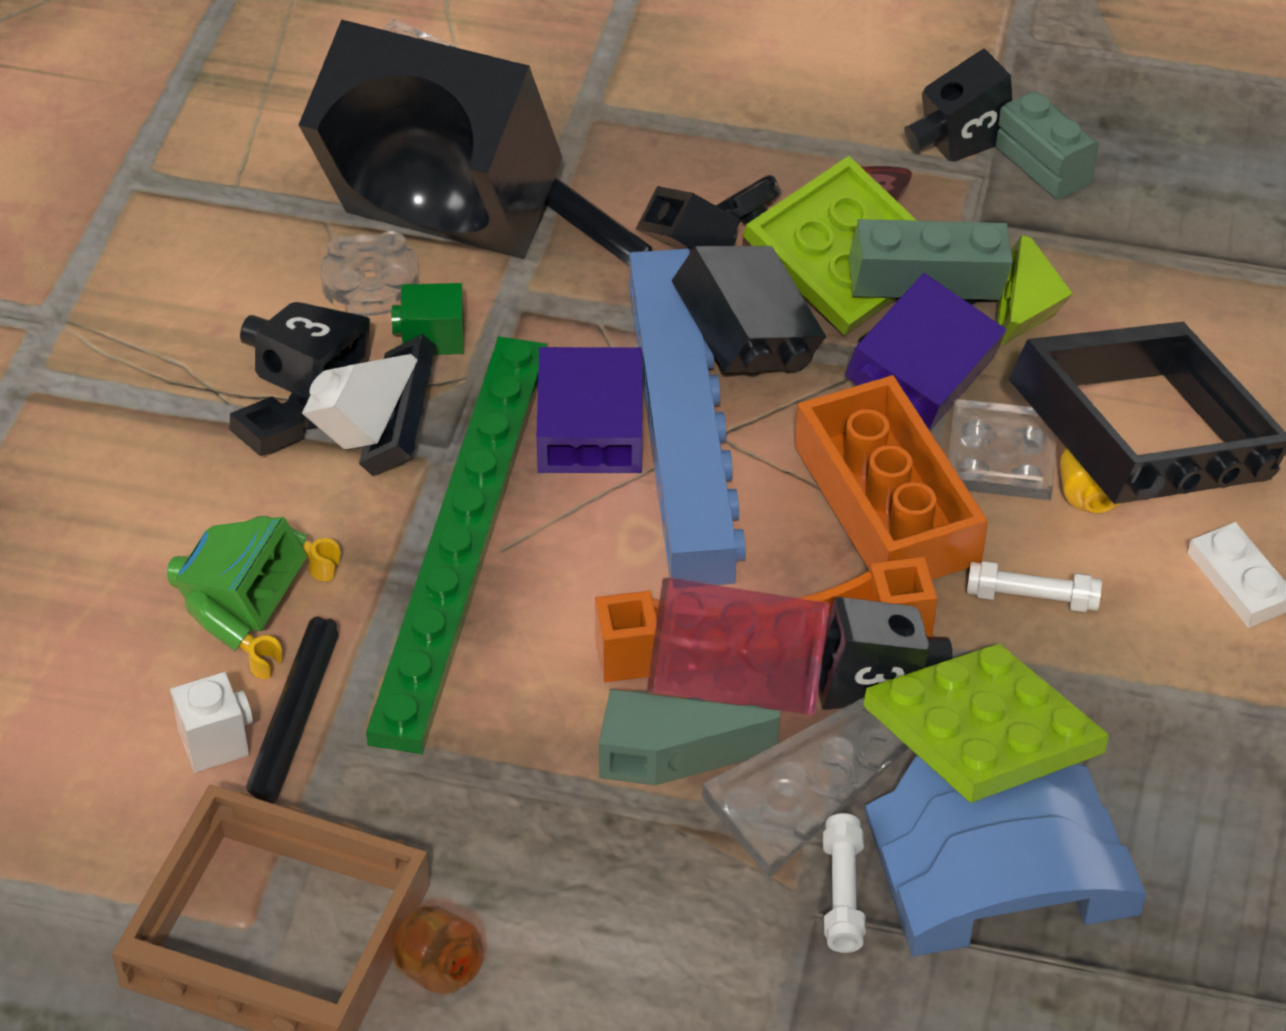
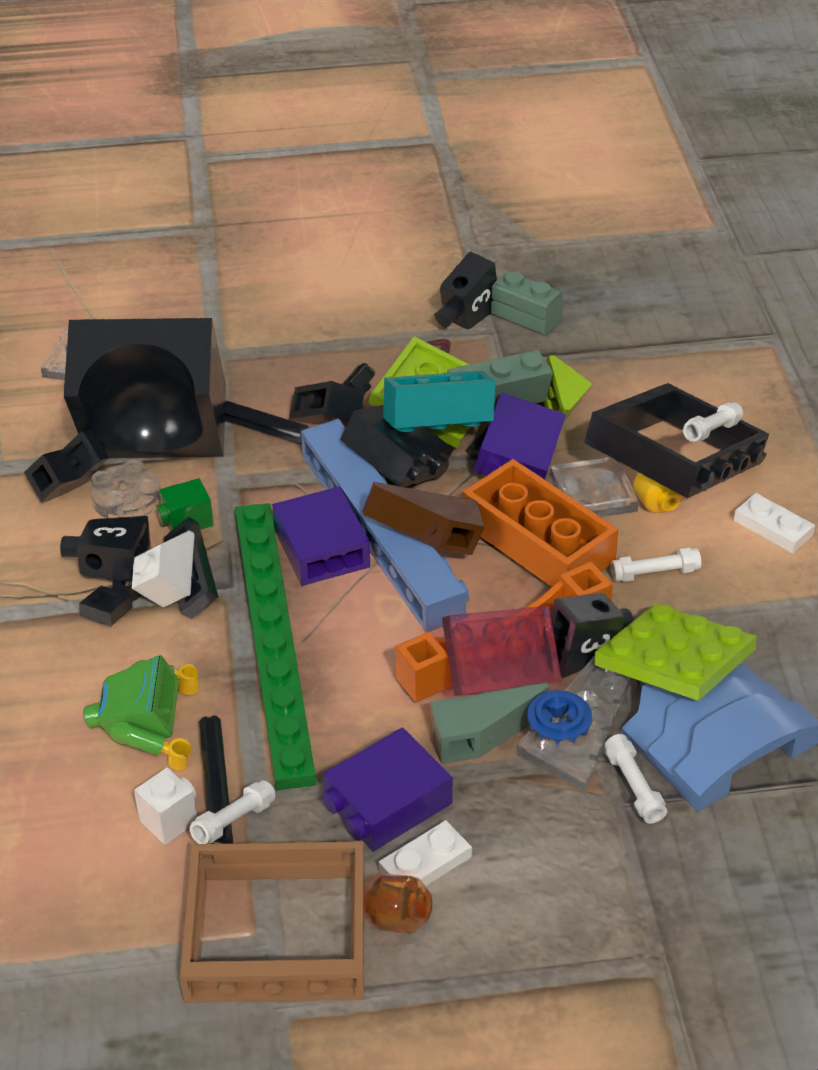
camera: 20 degrees left, 5 degrees down
(244, 767) = (209, 826): none -> white bar
(299, 221) = (67, 468): none -> black brick
(501, 790) = (387, 789): none -> dark purple brick
(513, 899) = (429, 855): none -> white plate
(732, 428) = (430, 517): none -> reddish brown slope
(779, 745) = (555, 705): none -> blue gear
(820, 262) = (438, 400): none -> teal brick
(1176, 404) = (699, 428): none -> white bar

